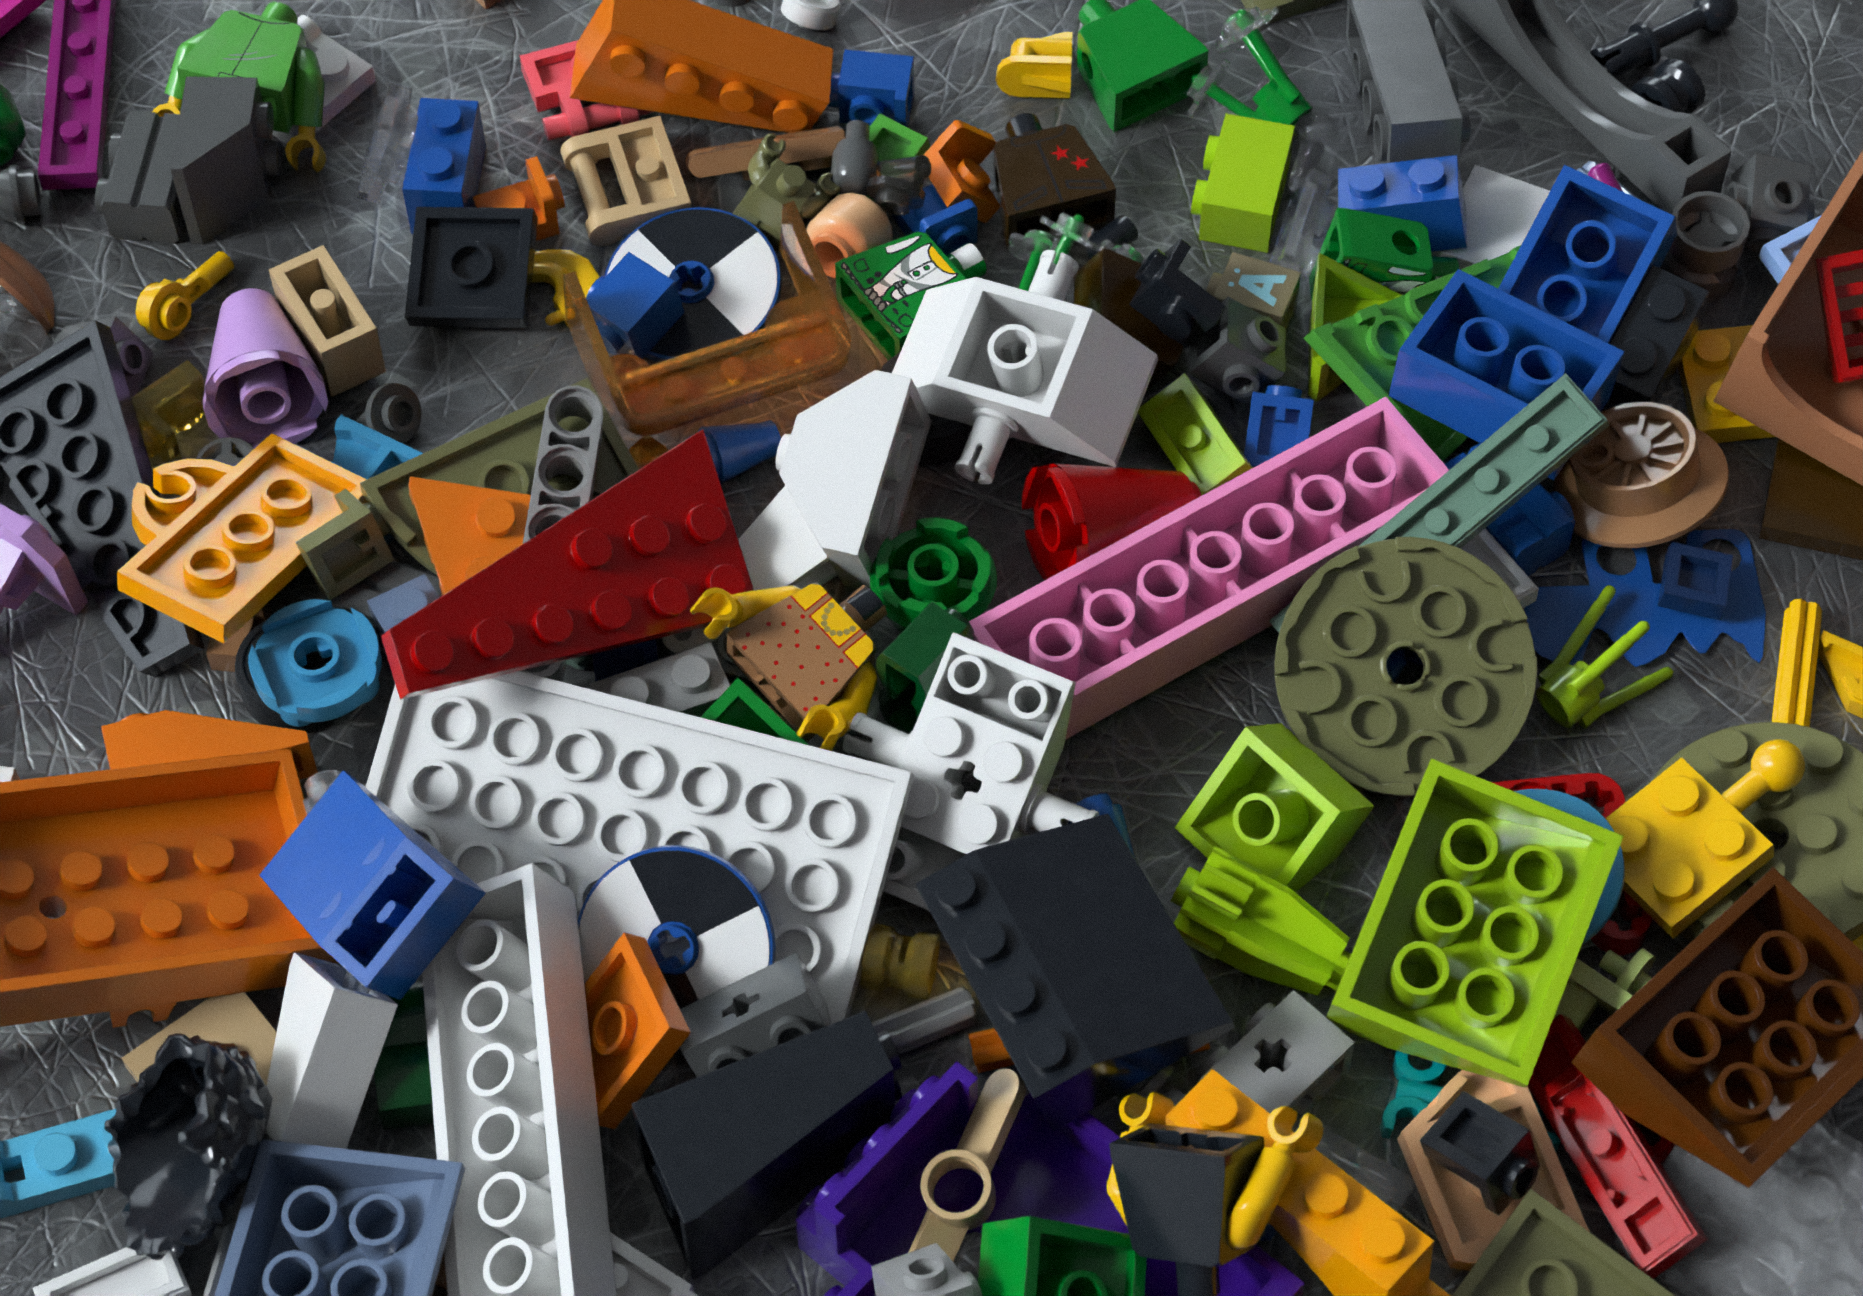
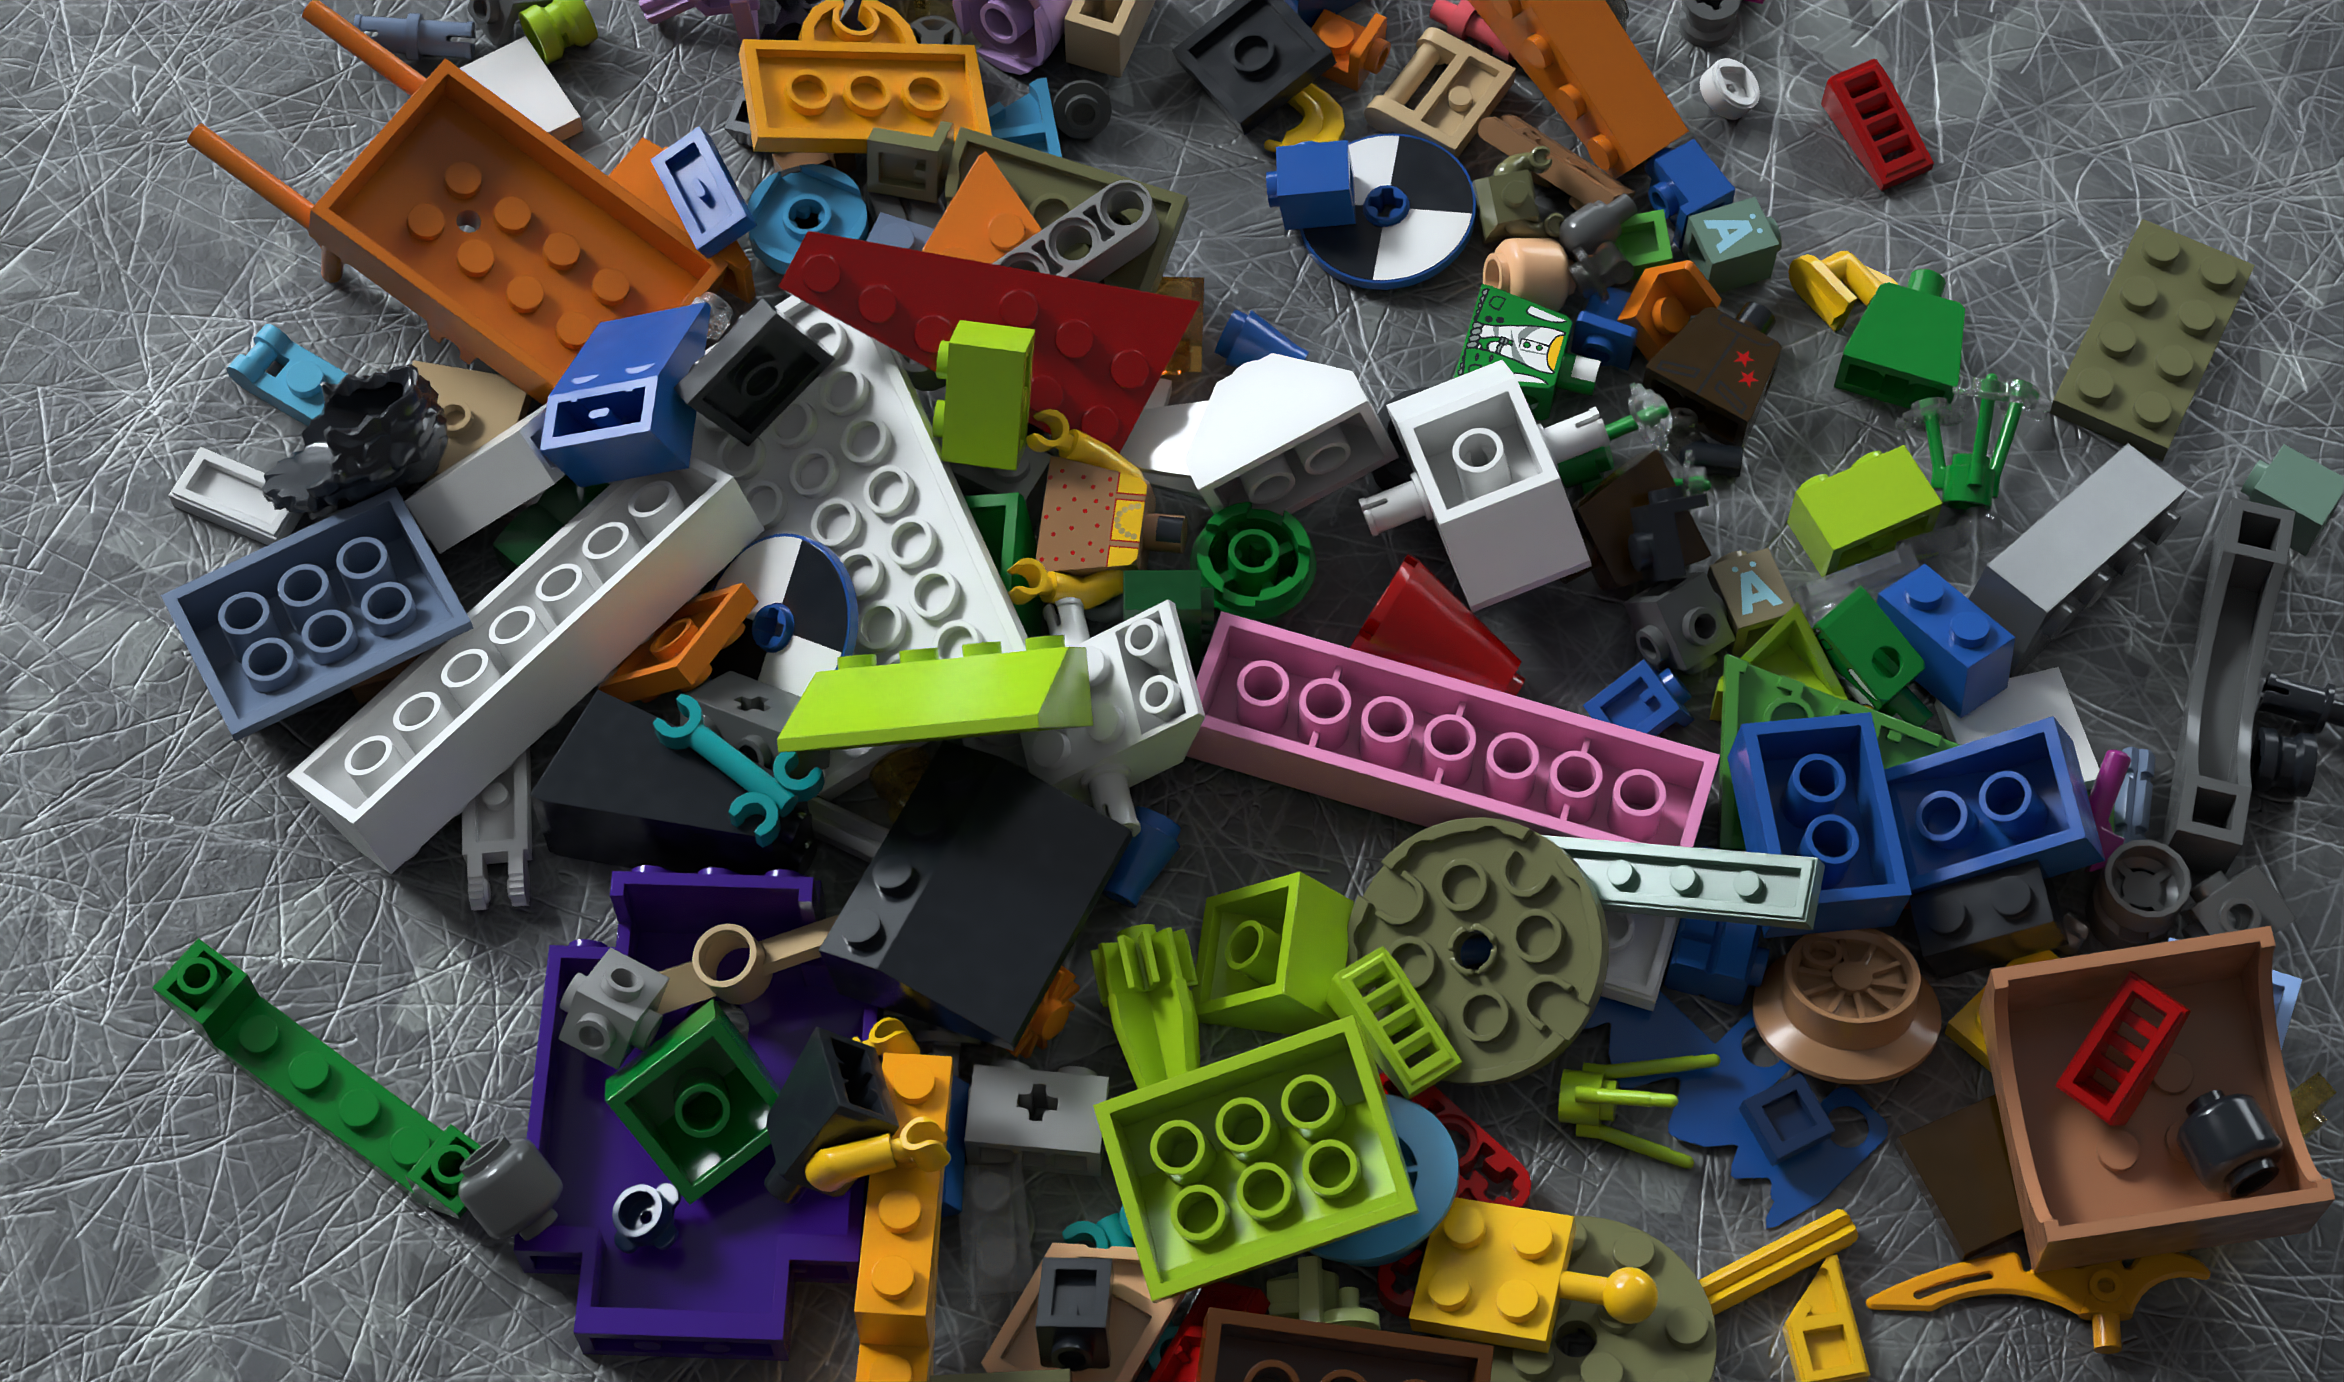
camera: 50 degrees right, 5 degrees up
(216, 710) = (703, 192): none -> plate
(450, 778) = (754, 372): none -> black plate
(644, 627) = (985, 394): none -> lime brick
(800, 345) = (1243, 255): clear orange windscreen -> none
(857, 1035) = (766, 794): none -> teal bar
(899, 846) = (942, 697): none -> lime slope
(946, 92) = (1733, 244): none -> sand green brick
(1193, 435) = (1573, 652): lime plate -> none
(1385, 746) = (1393, 989): none -> lime slope

